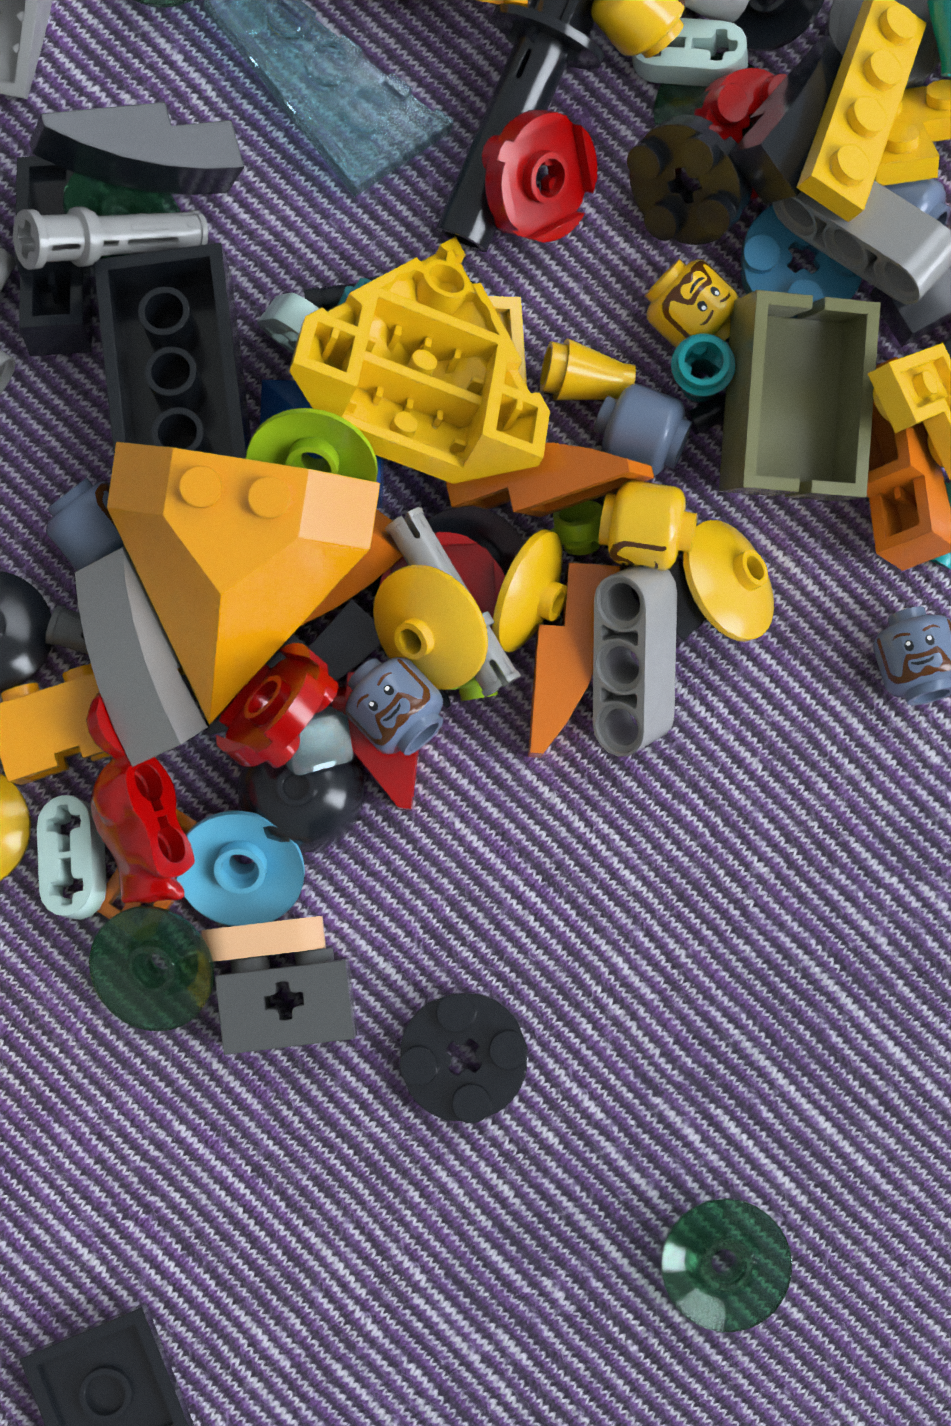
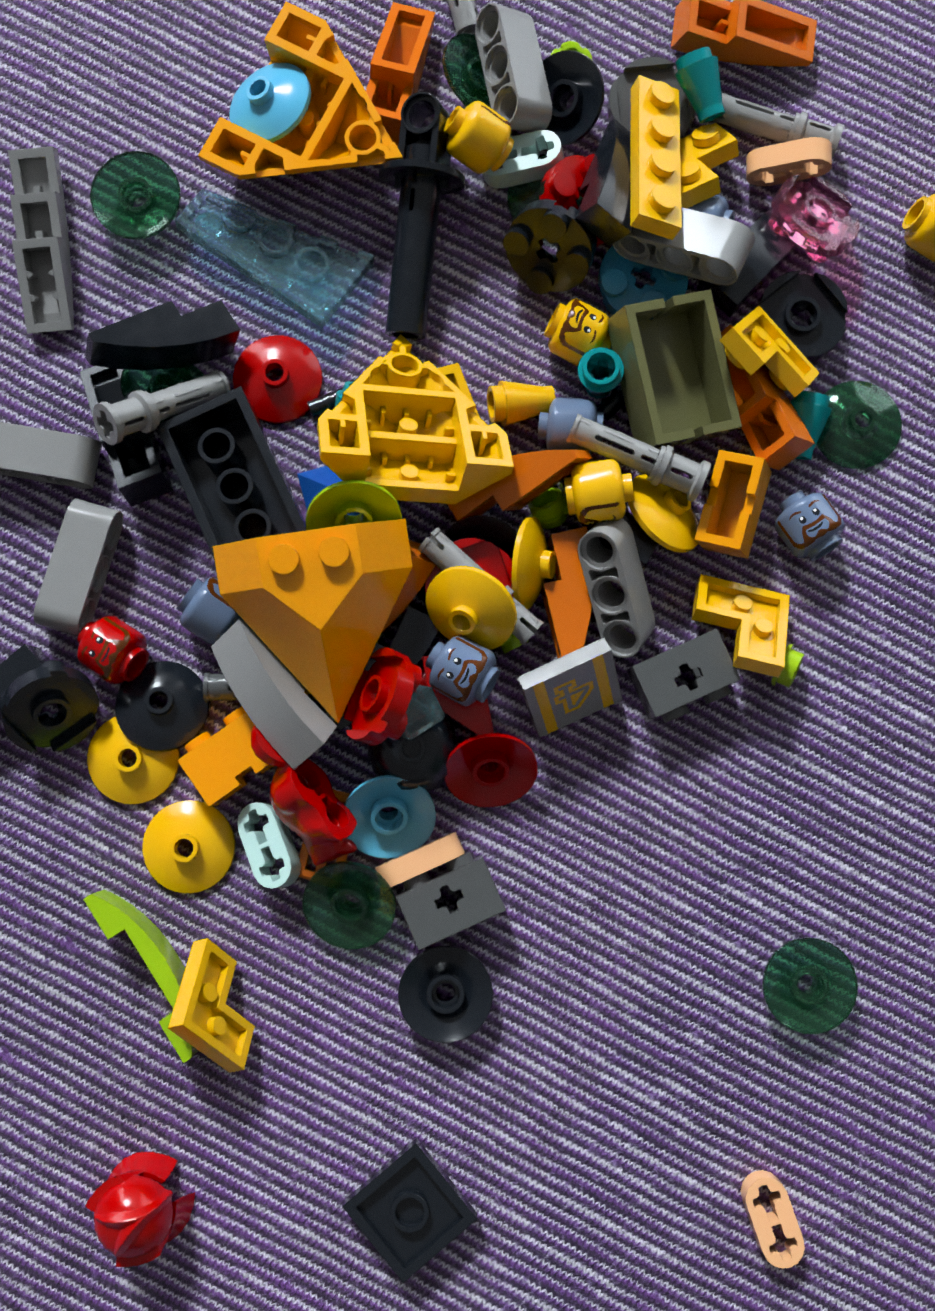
camera: 15 degrees left, 0 degrees up
(220, 1151) = (442, 1018): none -> black dish
(284, 318) = (302, 426): light aqua beam -> none
(299, 263) = (280, 399): none -> red dish
(393, 849) = (491, 770): none -> red dish
(470, 1093) = (596, 922): black plate -> none
(512, 168) = (427, 277): red plate -> none
(532, 772) = (571, 687): none -> light grey tile
(655, 439) = (664, 458): none -> light grey pin
(721, 784) = (704, 657): none -> dark grey brick
(809, 755) = (756, 616): none -> yellow plate
(825, 597) = (733, 504): none -> light orange brick
(828, 832) = (792, 664): none -> lime plate

